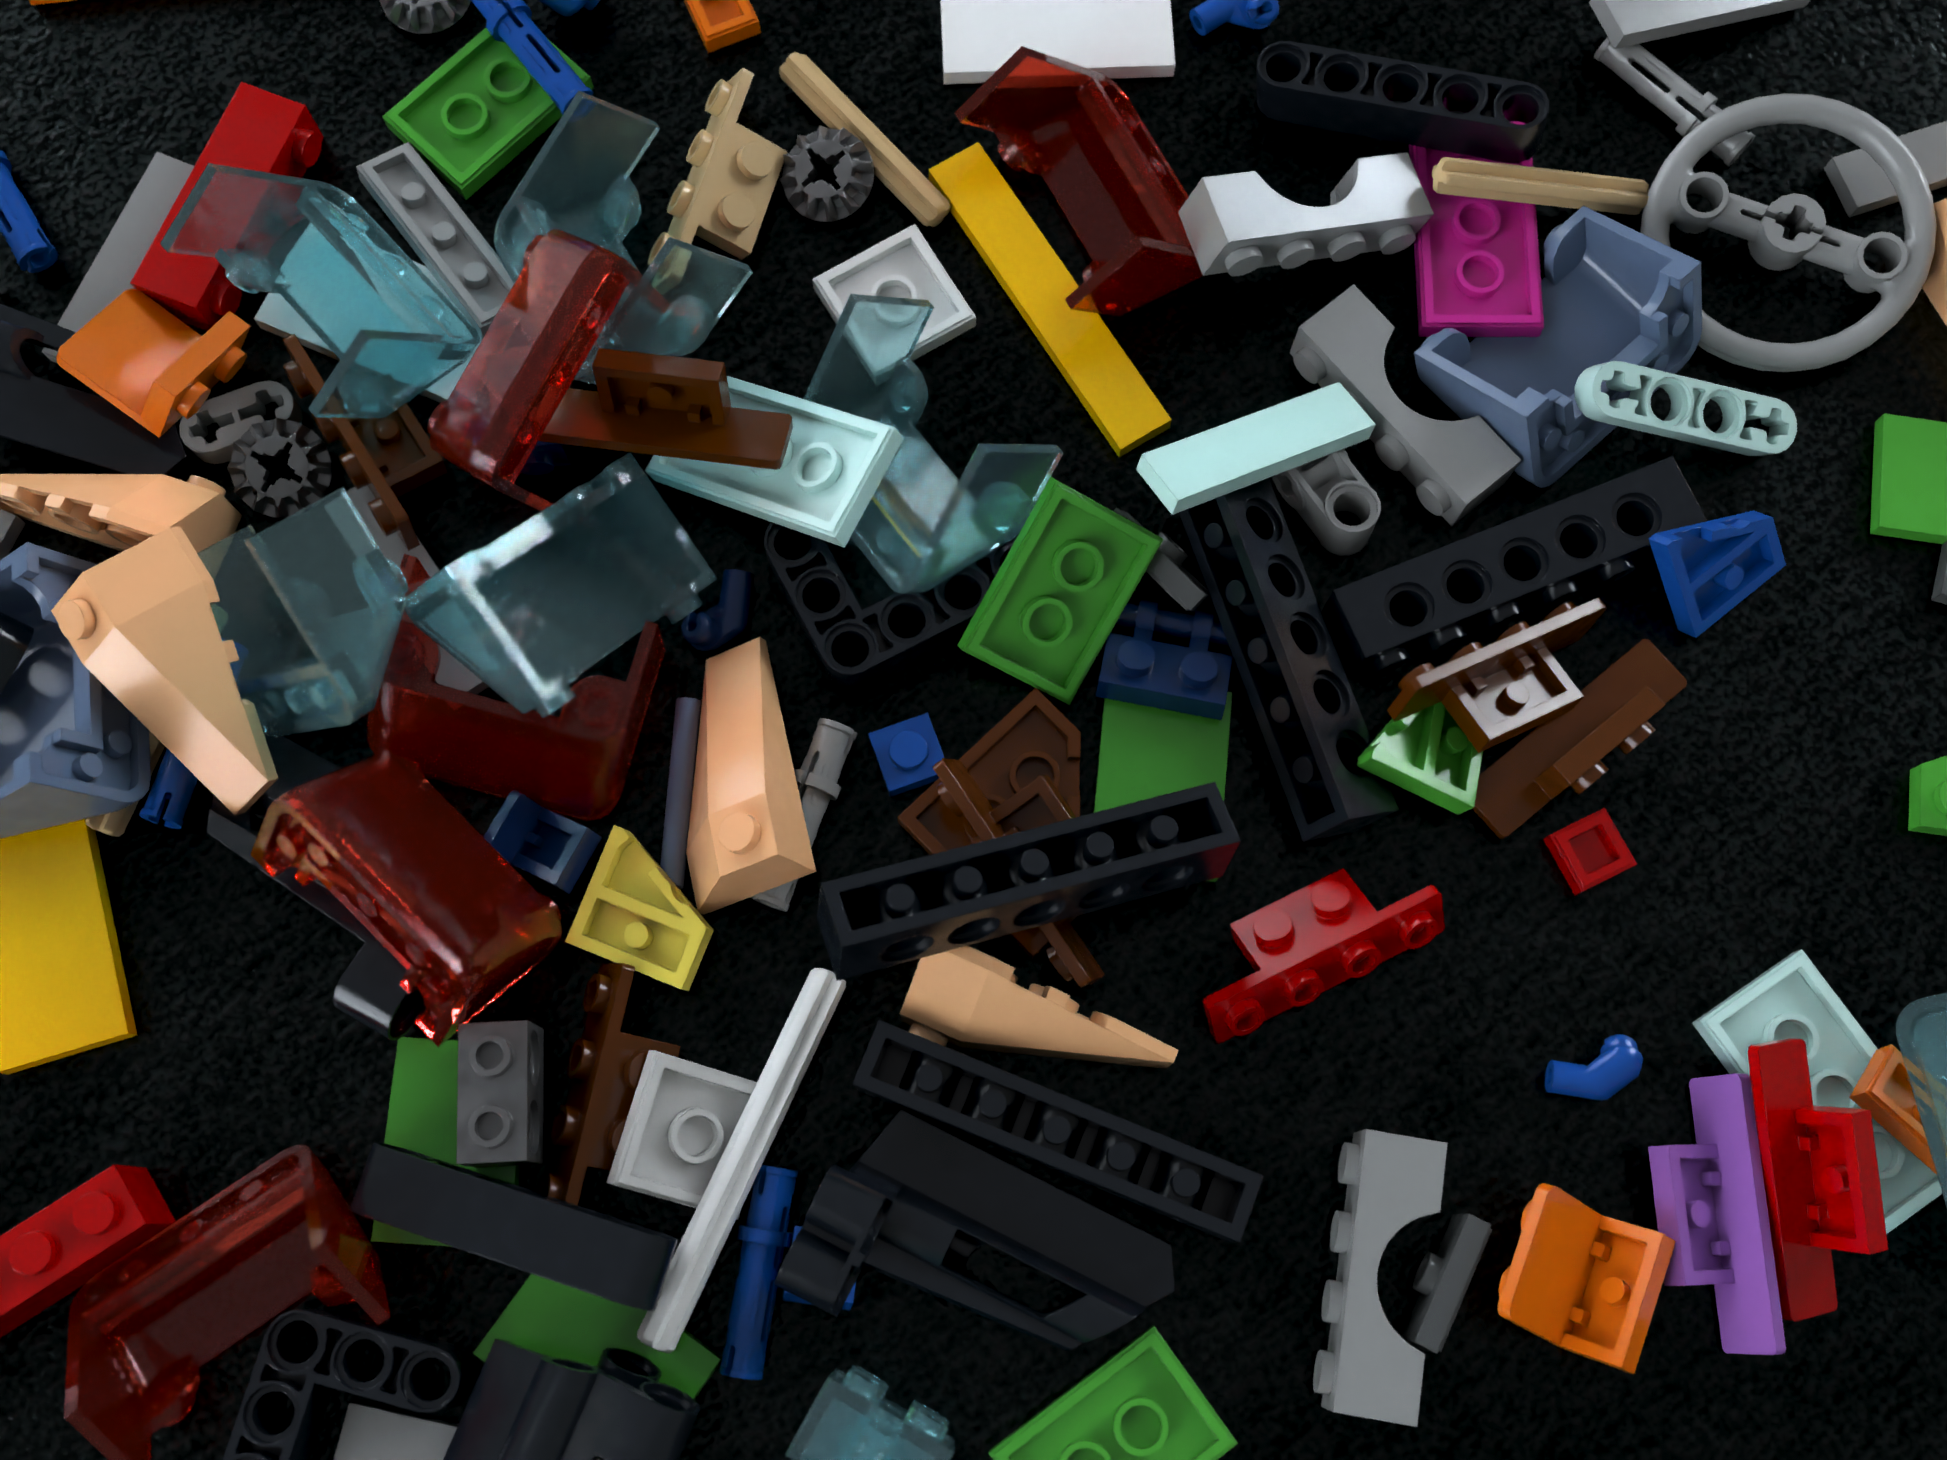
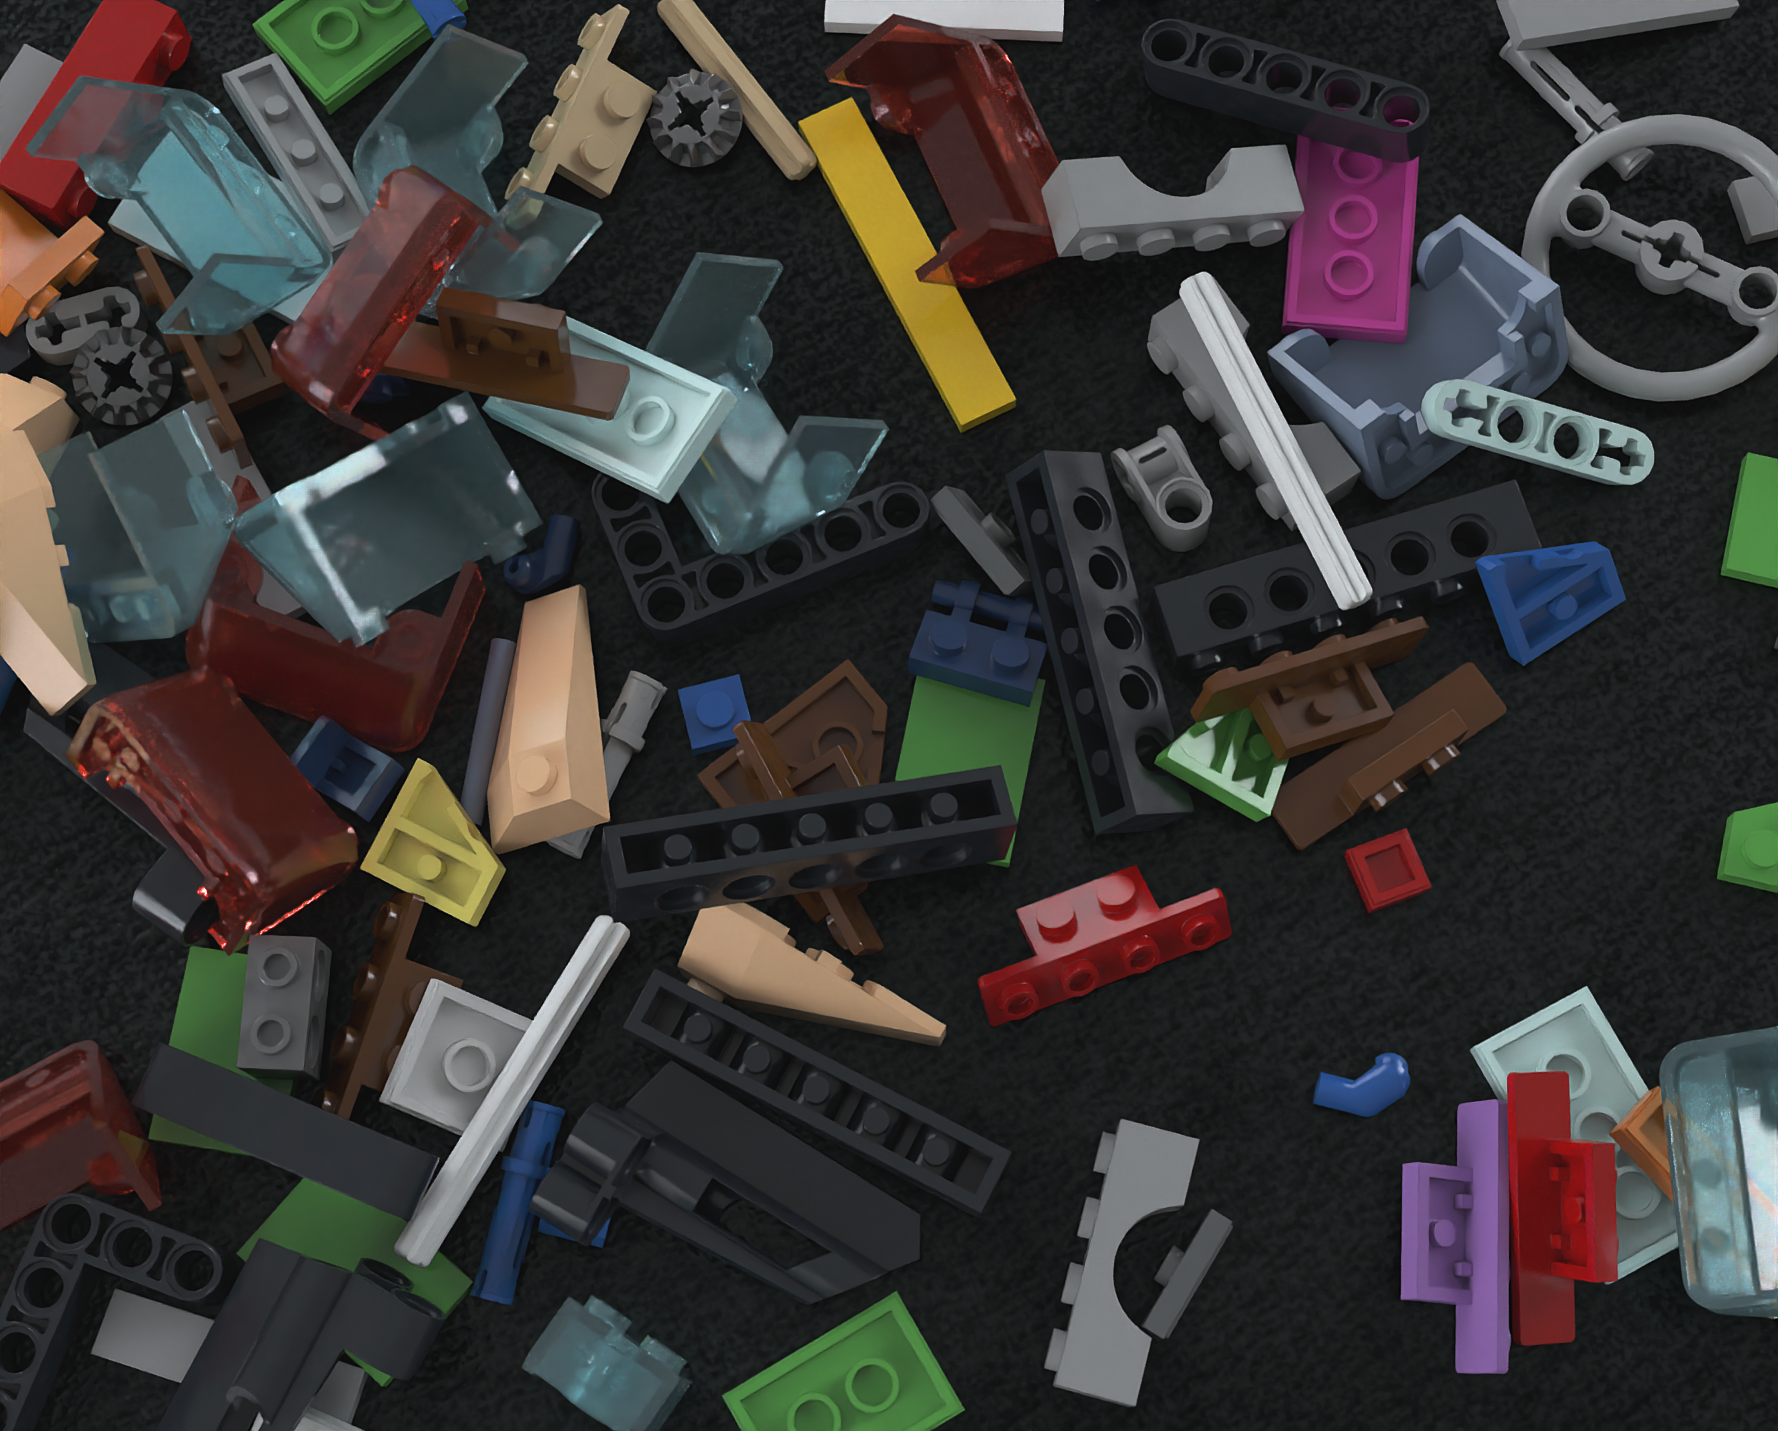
camera: 10 degrees right, 0 degrees up
(901, 269) = (758, 226): white tile -> none
(1059, 591) = (879, 565): bright green tile -> none
(1254, 447) = (1088, 436): light aqua tile -> none
(1438, 438) = (1275, 441): none -> white axle
(1539, 186) = (1419, 189): tan axle -> none
(1584, 1279) = (1316, 1282): orange bracket -> none

